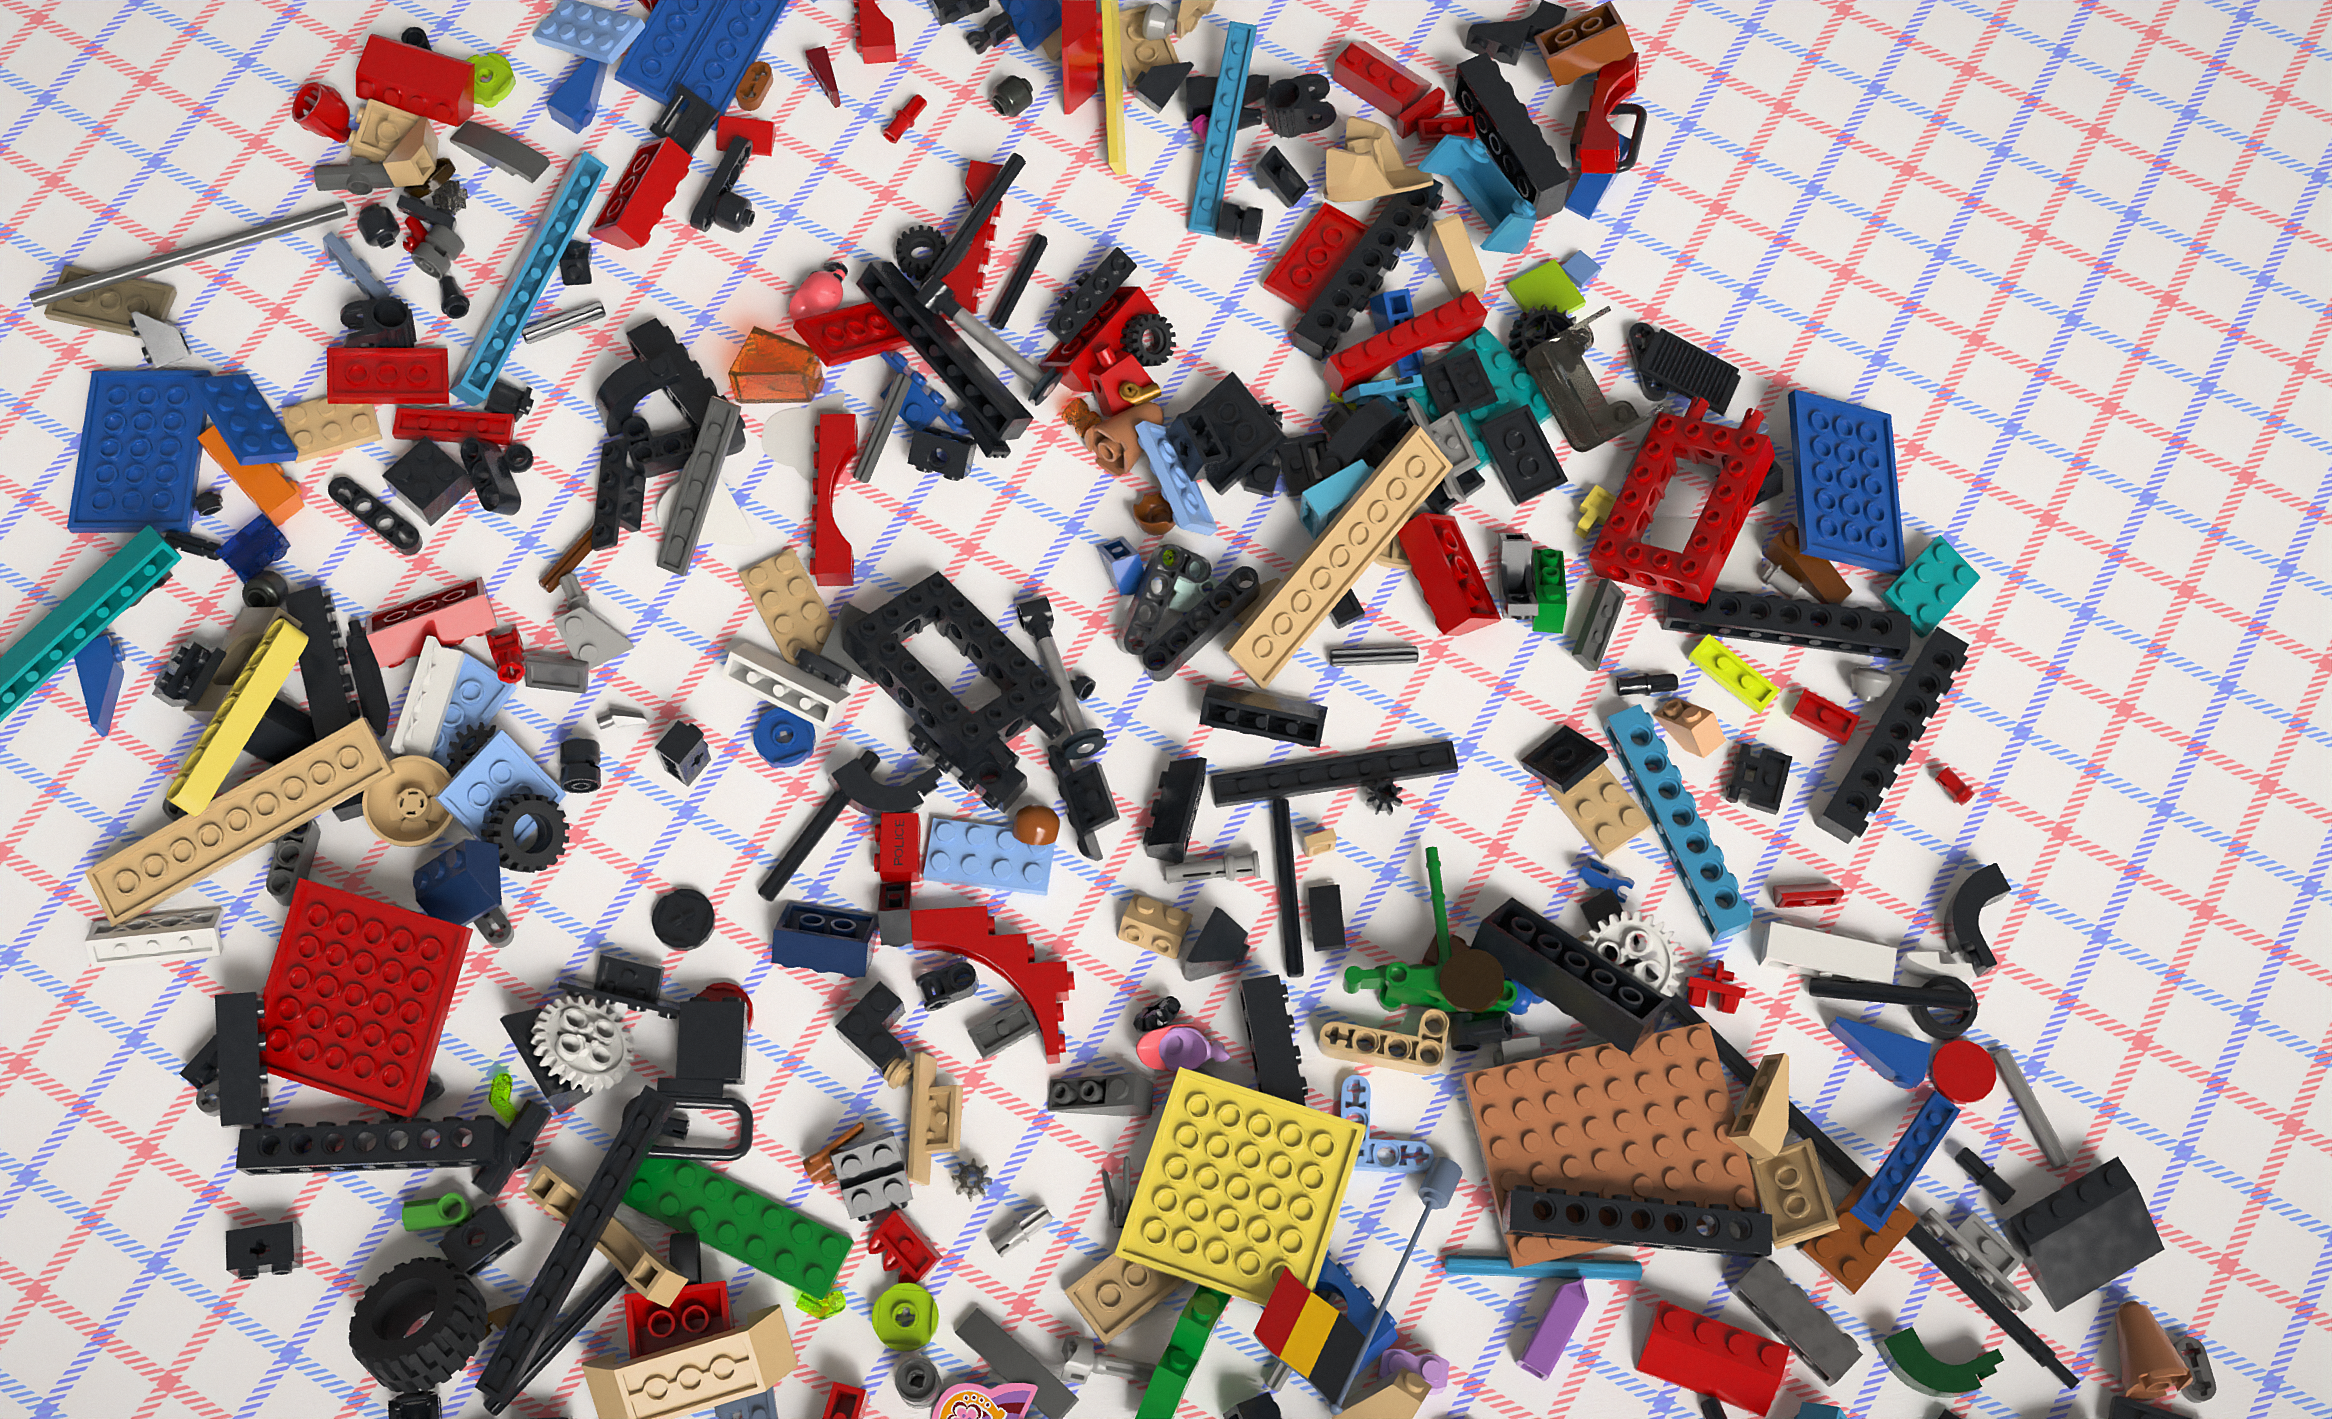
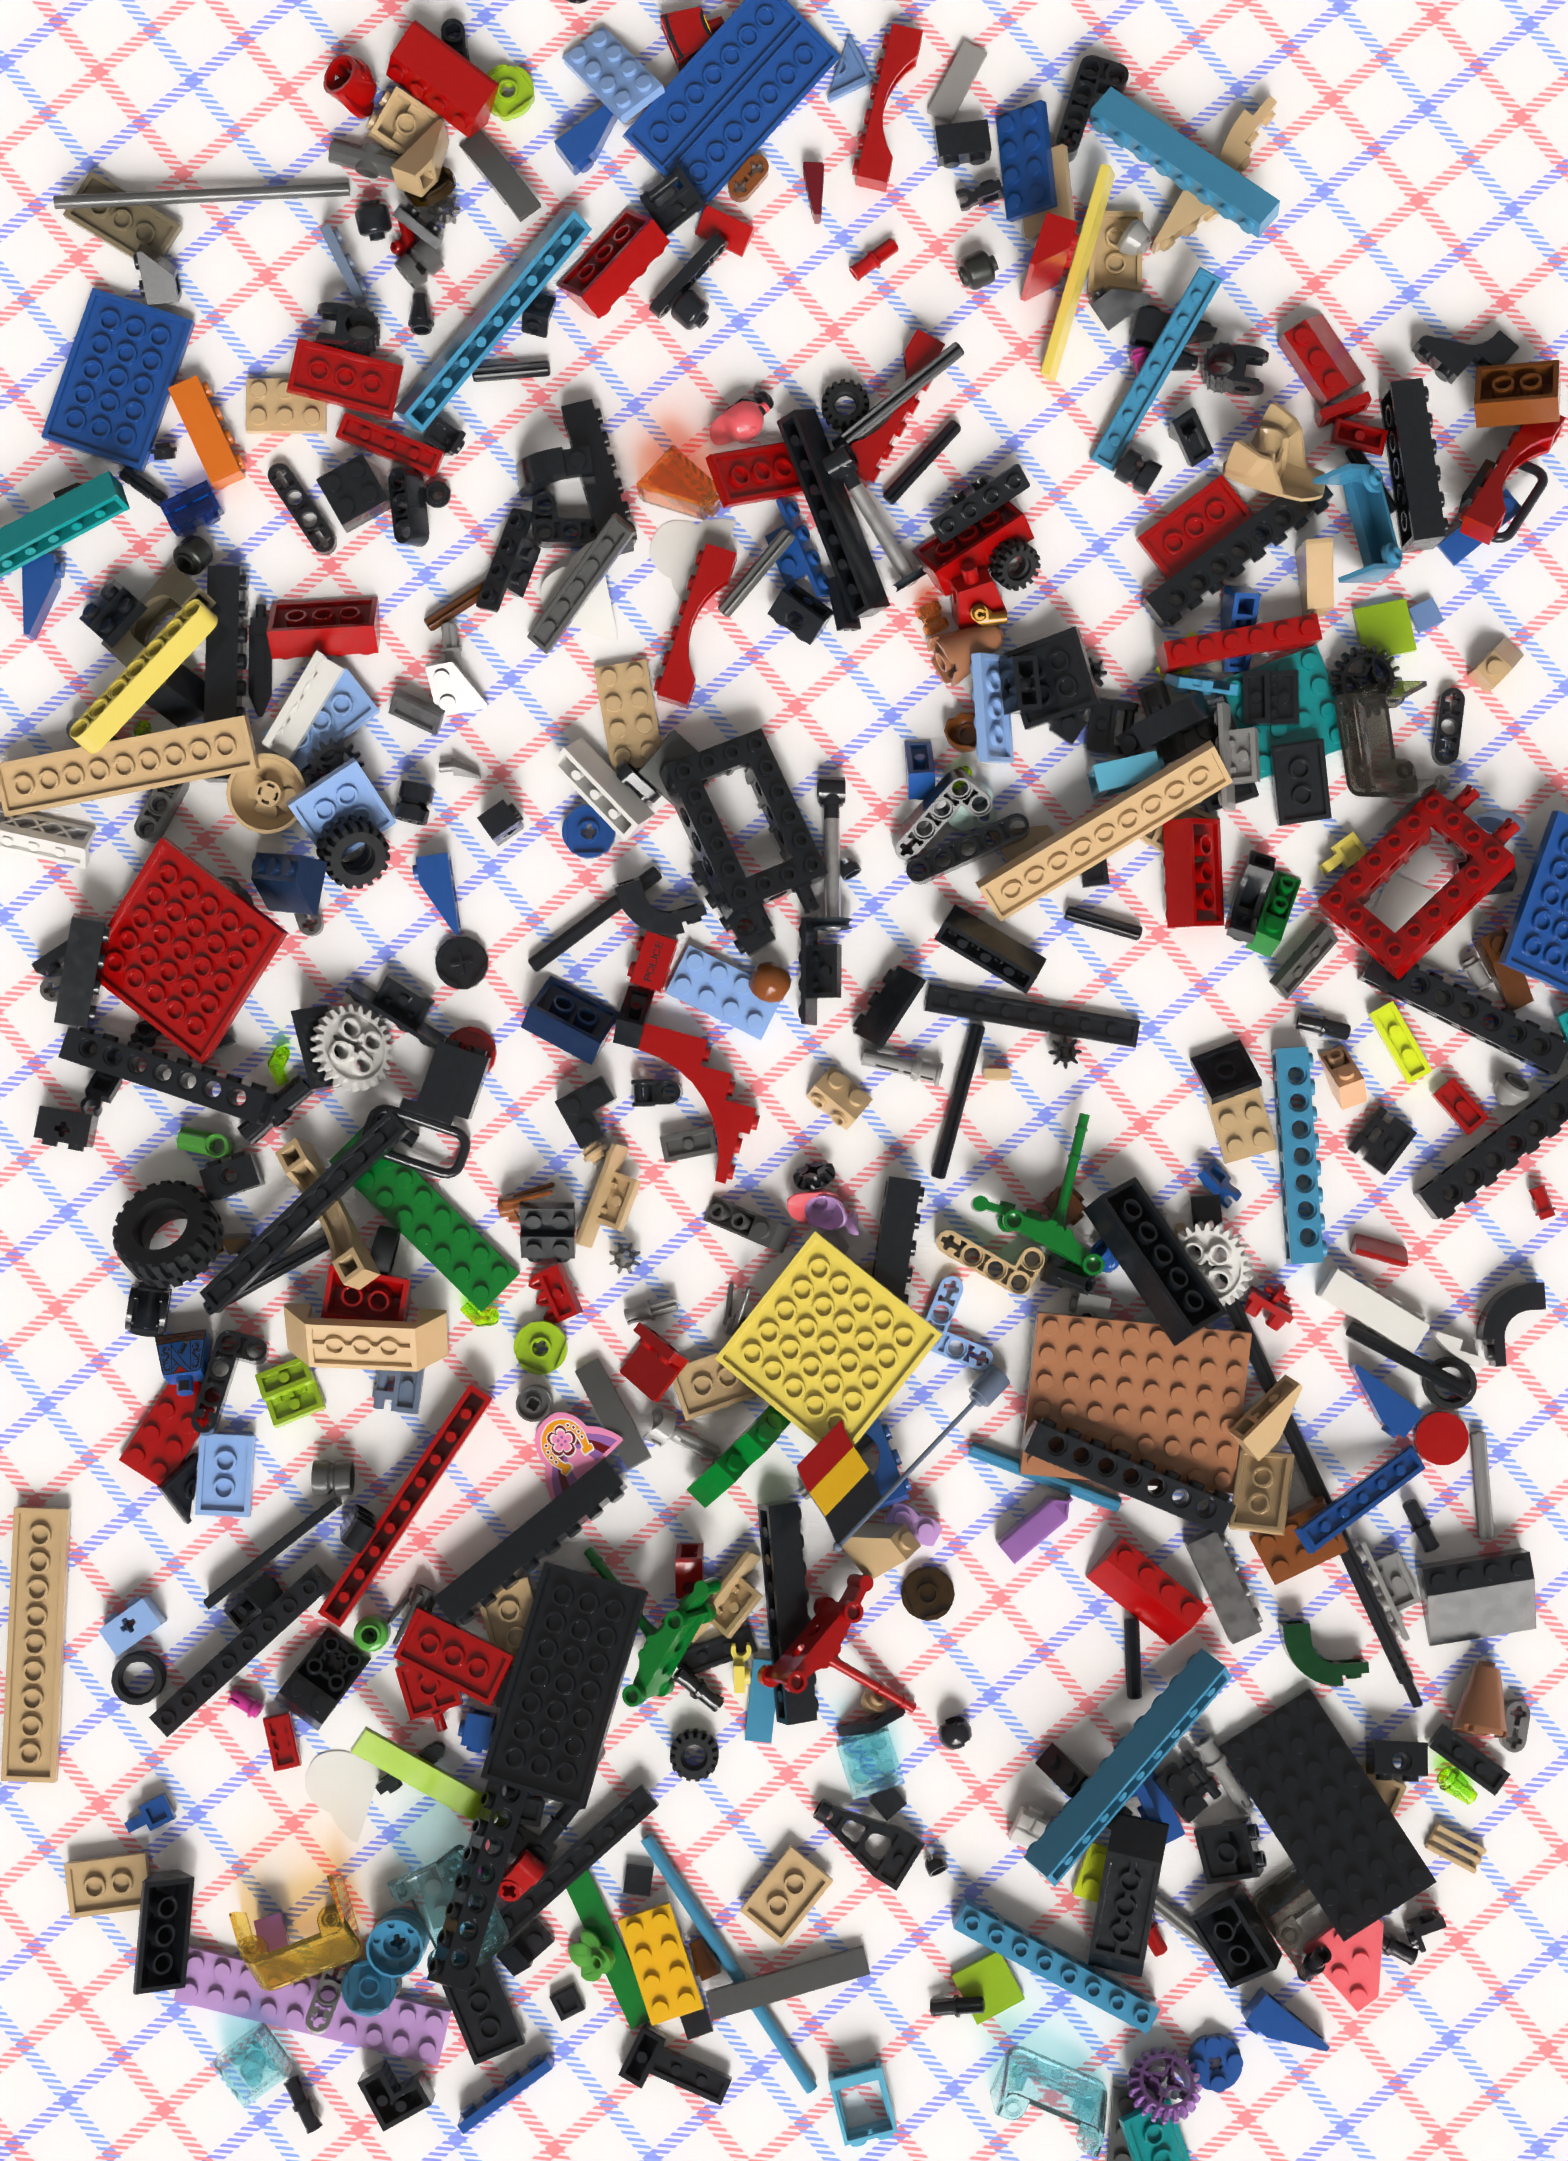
camera: 20 degrees right, 20 degrees up
(244, 419) = (211, 382): blue plate -> none
(295, 1191) = (100, 1089): none -> black plate
(336, 1110) = (145, 1034): none -> black plate
(507, 651) = (380, 680): red connector -> none
(631, 843) = (437, 881): none -> blue slope
(1045, 1286) = (653, 1363): none -> red bracket
(1217, 947) = (882, 1137): black slope -> none
(1327, 918) = (979, 1139): black slope -> none
(1472, 981) = (1071, 1246): dark brown tile -> none
(1669, 293) = (1496, 665): none -> tan slope
(1689, 370) = (1480, 749): black window -> none

